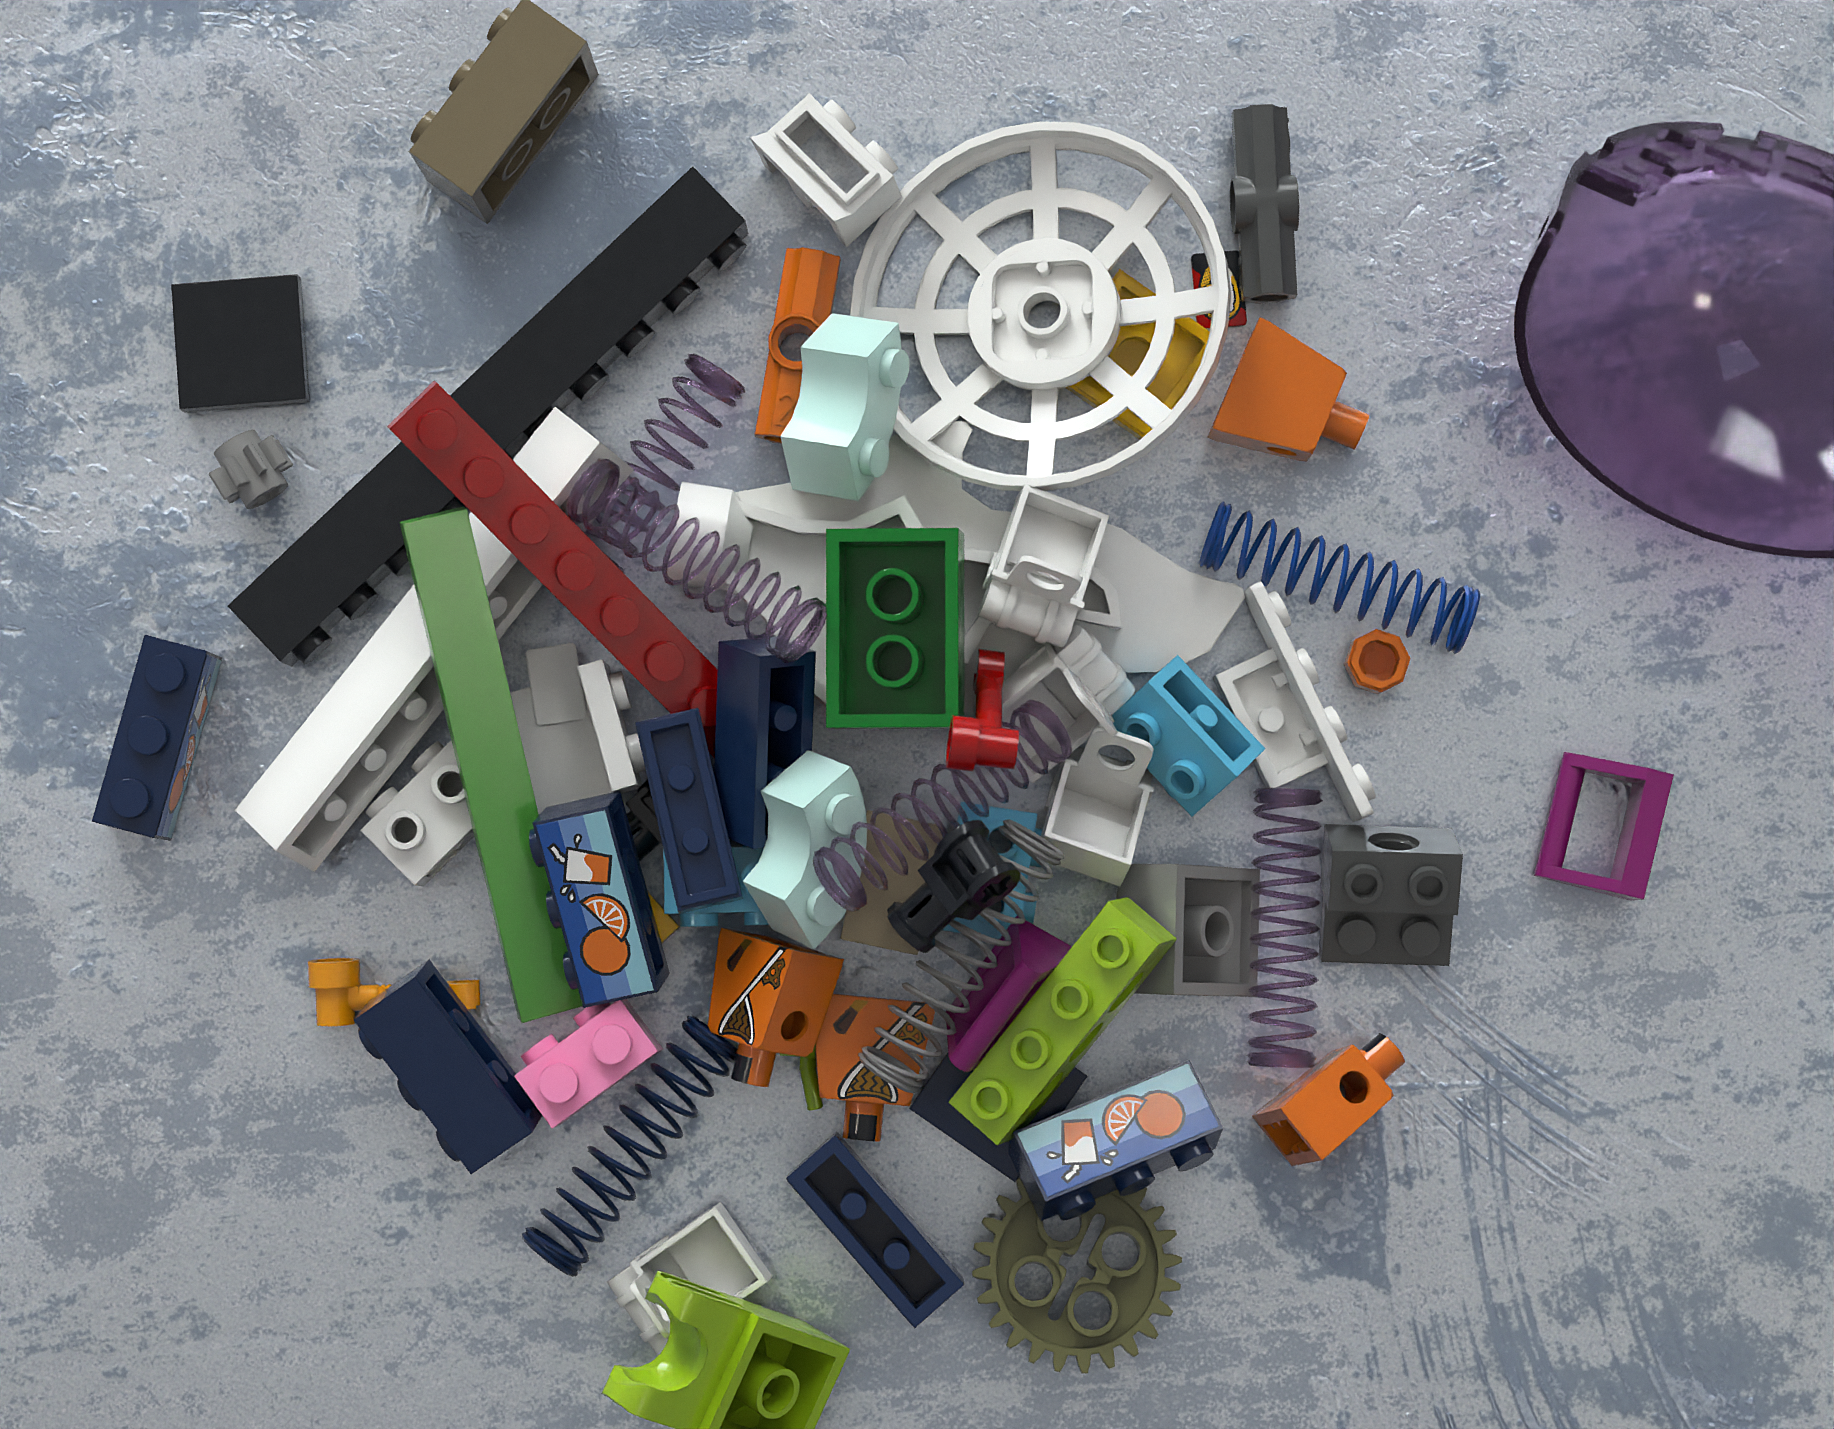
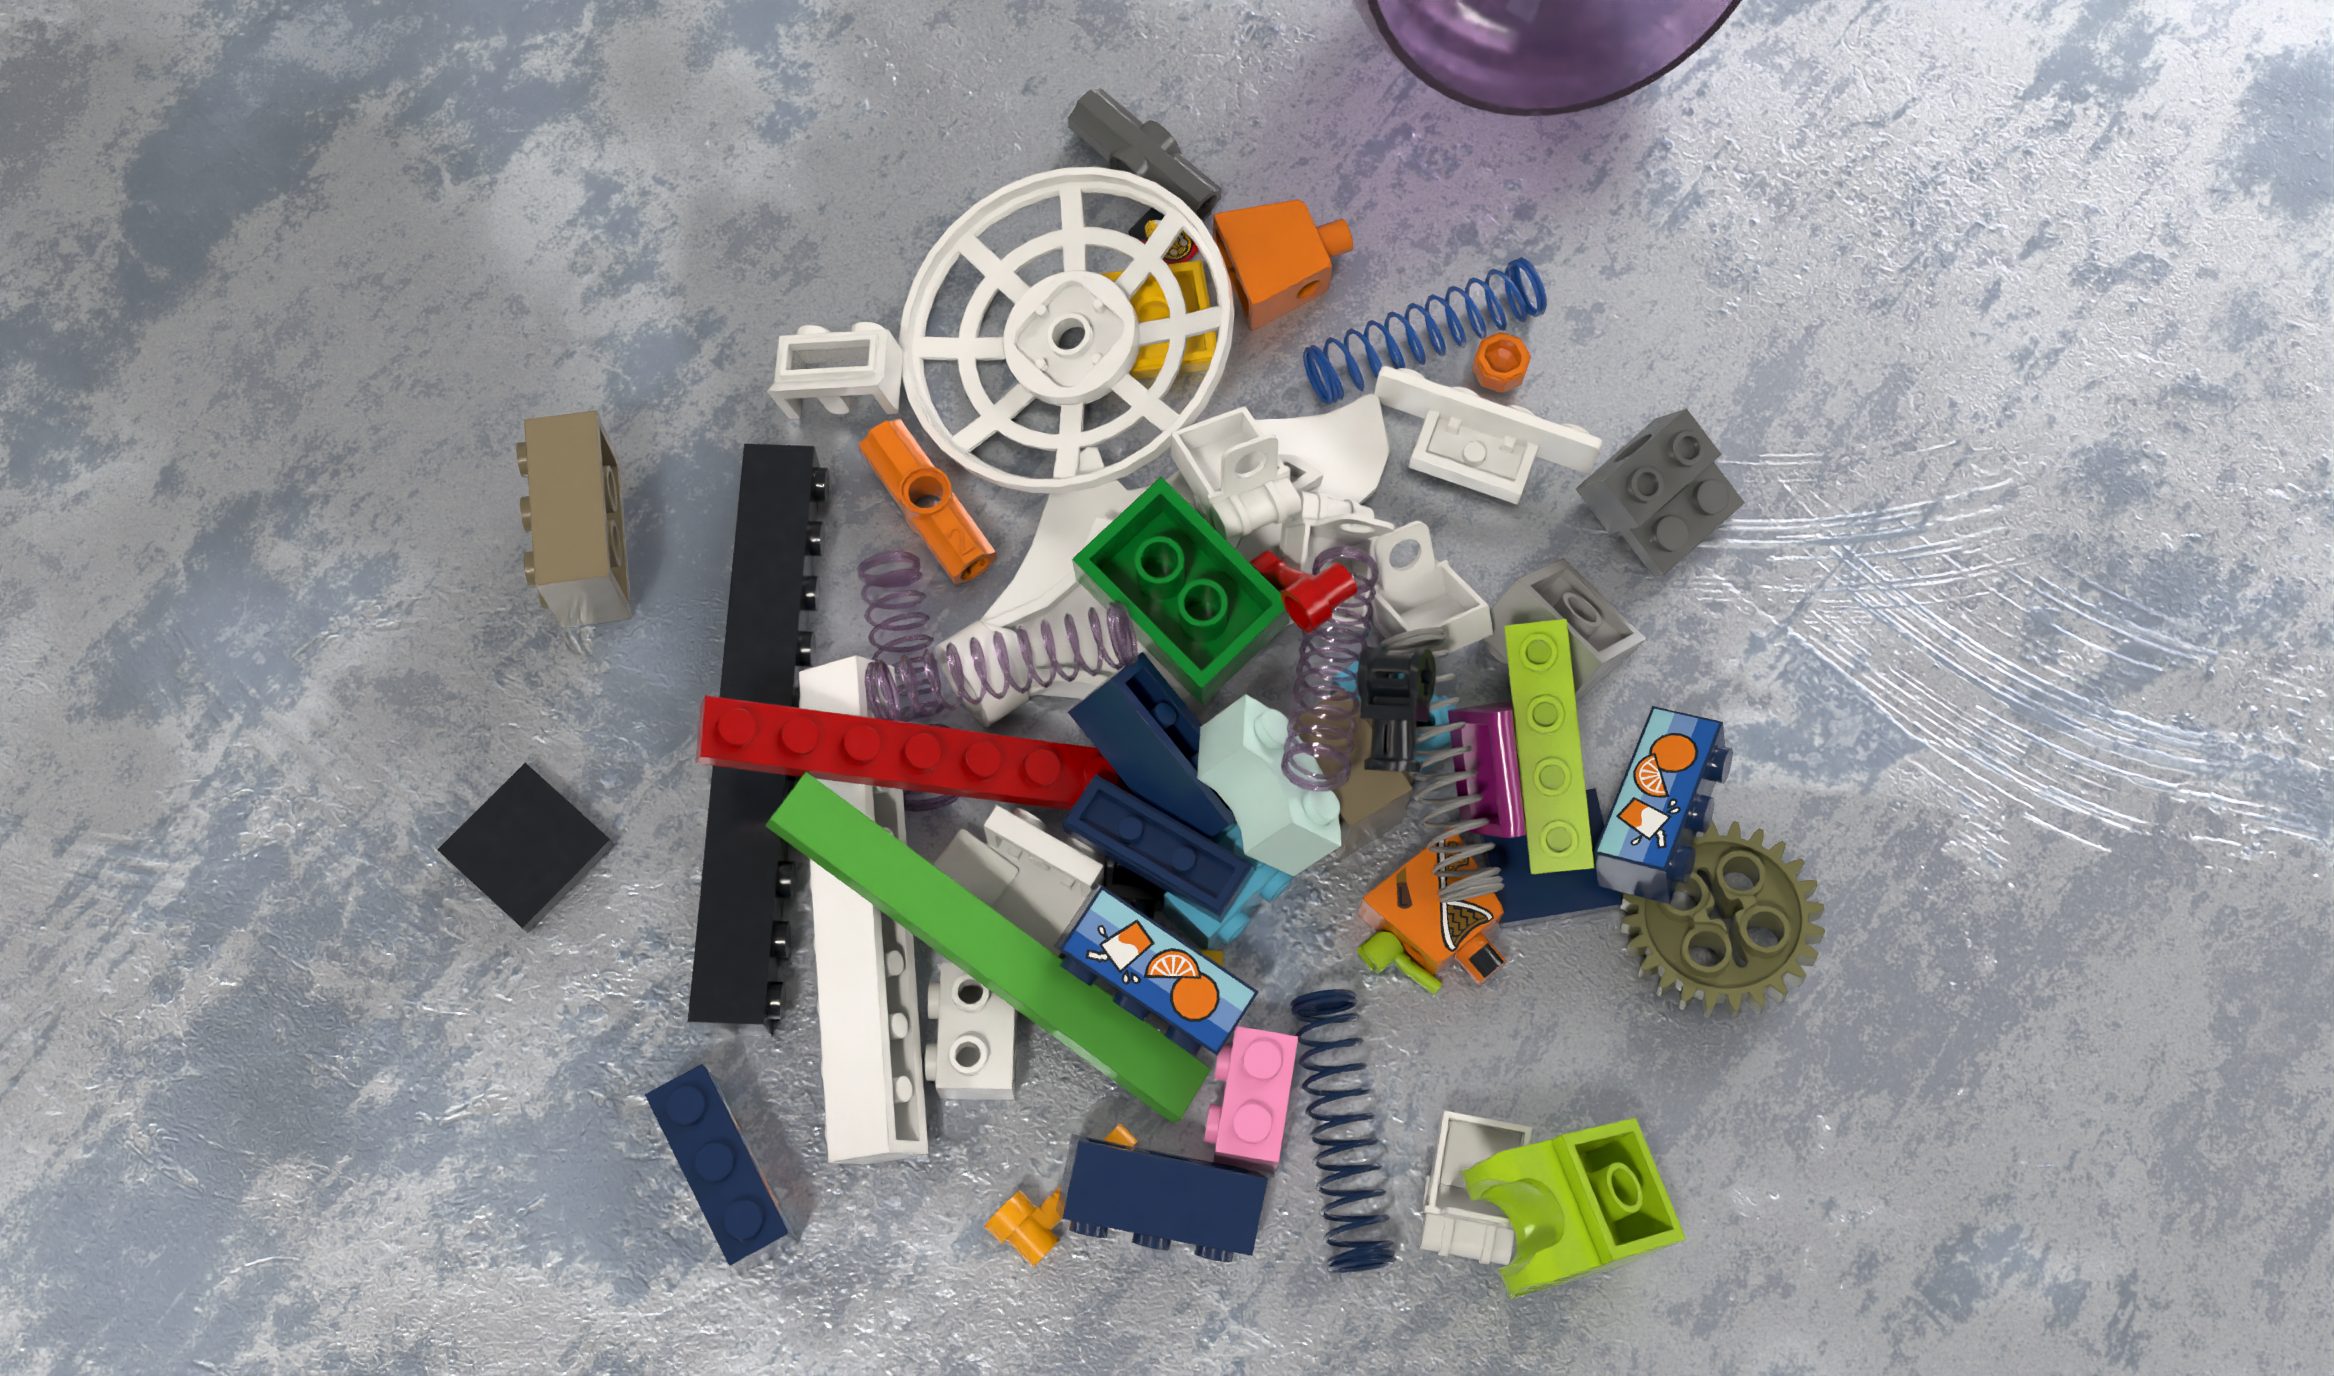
camera: 45 degrees left, 15 degrees down
(250, 469) = (615, 919): light grey gear -> none
(768, 999) = (1337, 929): orange torso -> none
(845, 406) = (1001, 496): light aqua brick -> none
(875, 1229) = (1567, 1019): dark blue brick -> none
(1192, 734) = (1449, 500): medium azure brick -> none
(1290, 1057) = (1535, 491): clear purple piece -> none
(1312, 1114) = (1771, 637): orange torso -> none
(1638, 833) = (1767, 312): magenta tile -> none

